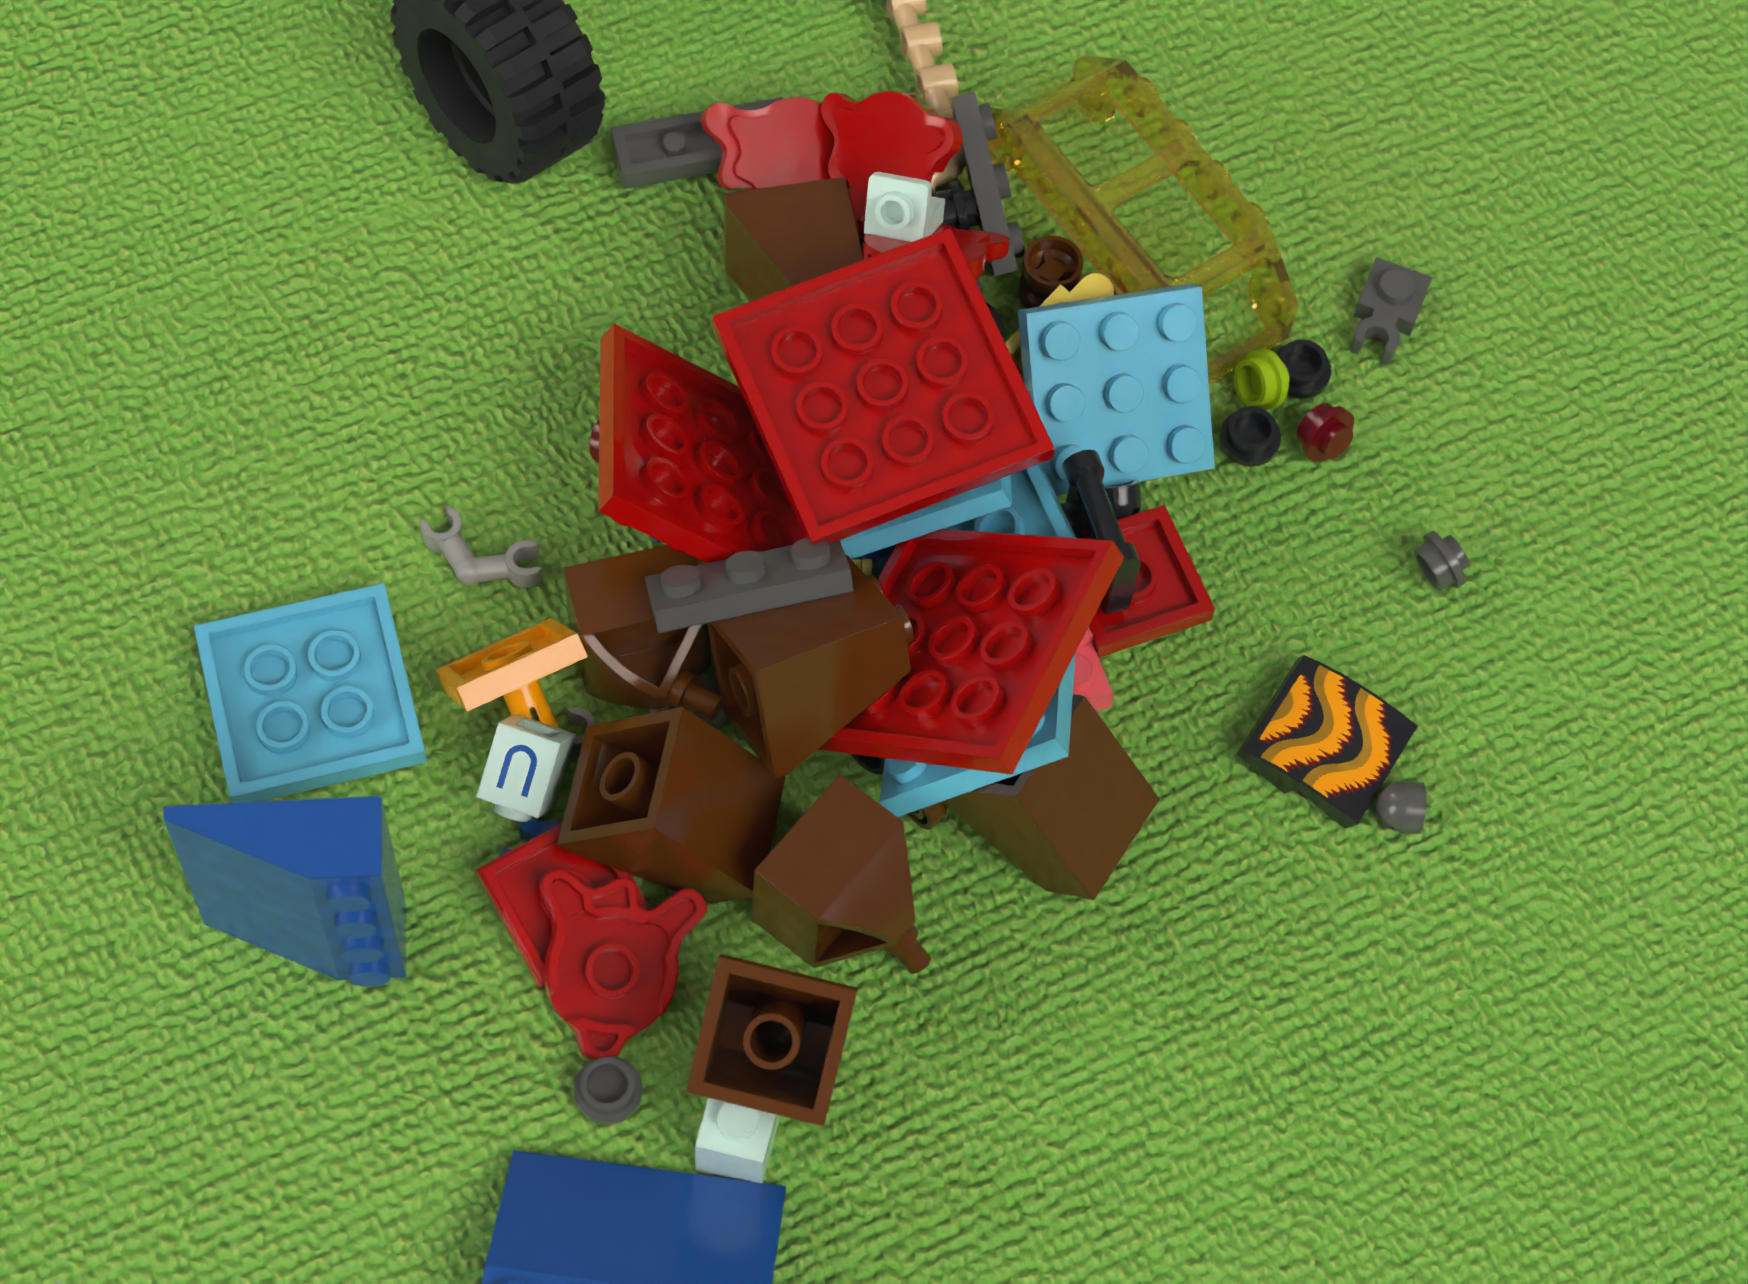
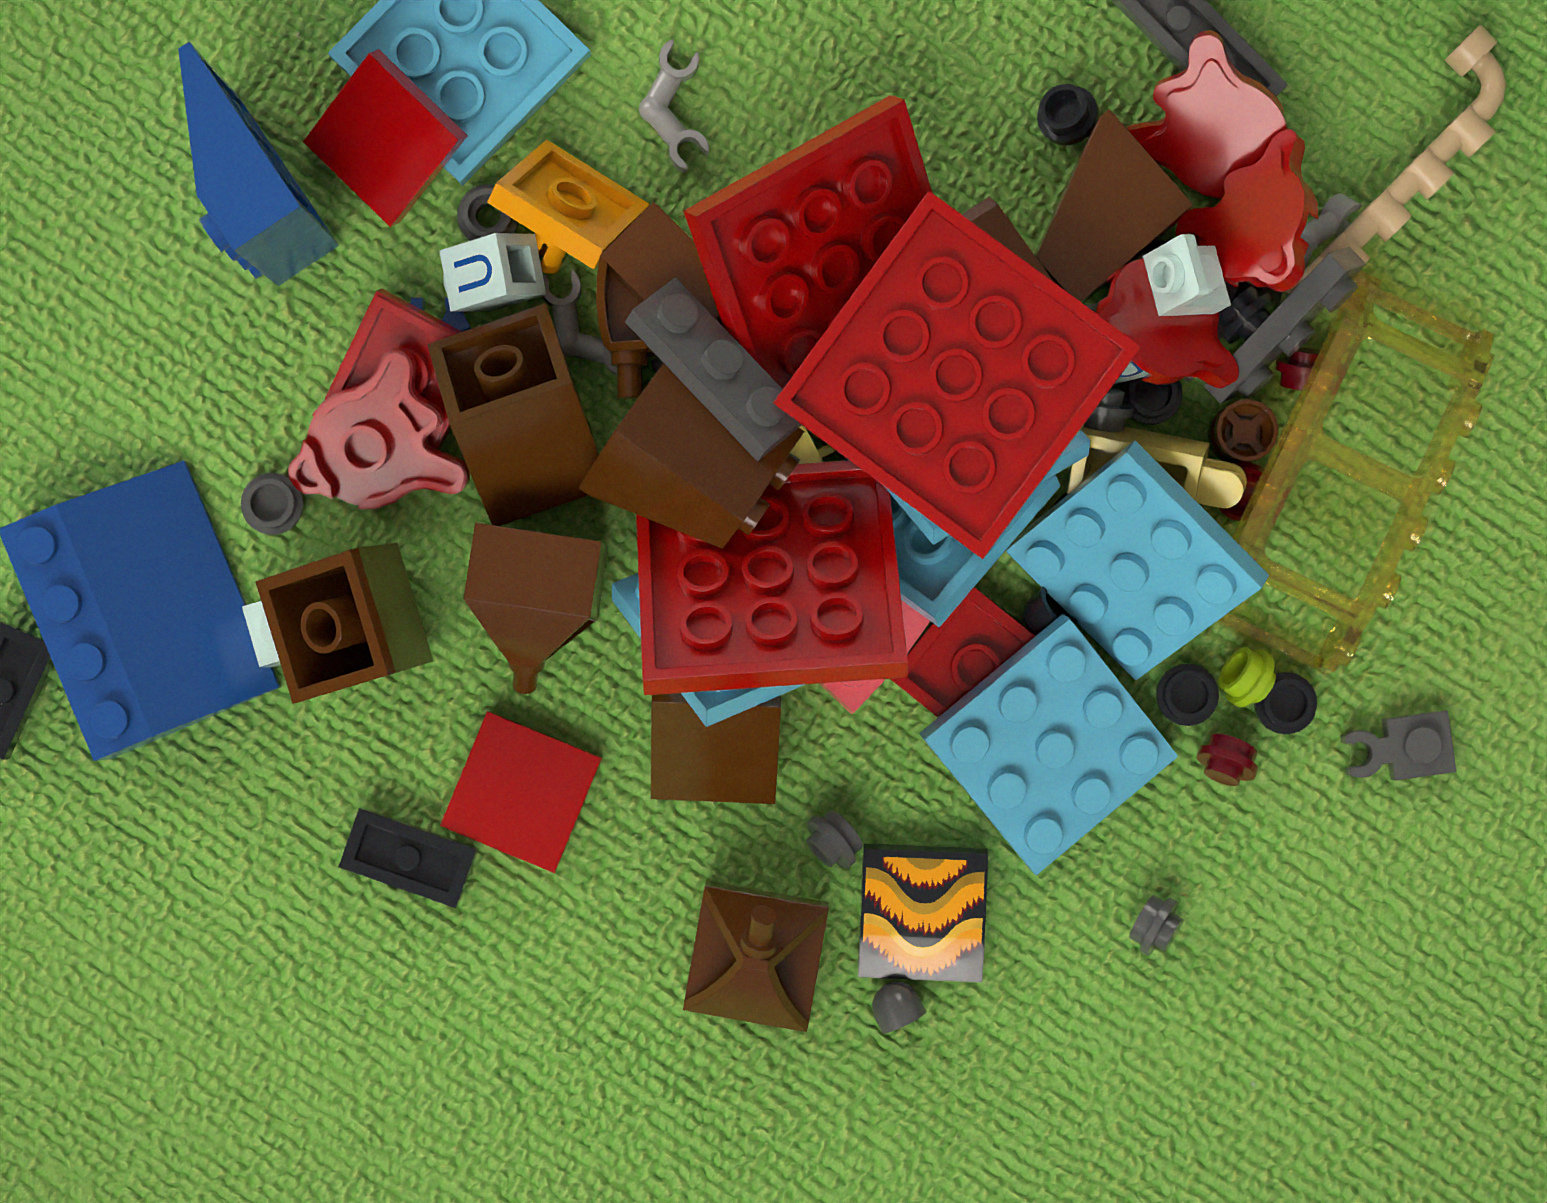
camera: 65 degrees right, 25 degrees up
(344, 762) = (384, 138): none -> red tile
(457, 740) = (469, 210): none -> dark grey plate
(697, 263) = (1067, 114): none -> black plate
(1018, 1021) = (521, 791): none -> red tile
(1022, 1153) = (408, 857): none -> black plate
(1024, 208) = (1296, 367): none -> dark red plate
(1094, 518) = (990, 606): black plate -> none
(1219, 773) = (833, 840): none -> dark grey plate
(1233, 555) = (1049, 744): none -> medium azure plate
(1290, 891) = (756, 956): none -> reddish brown piece

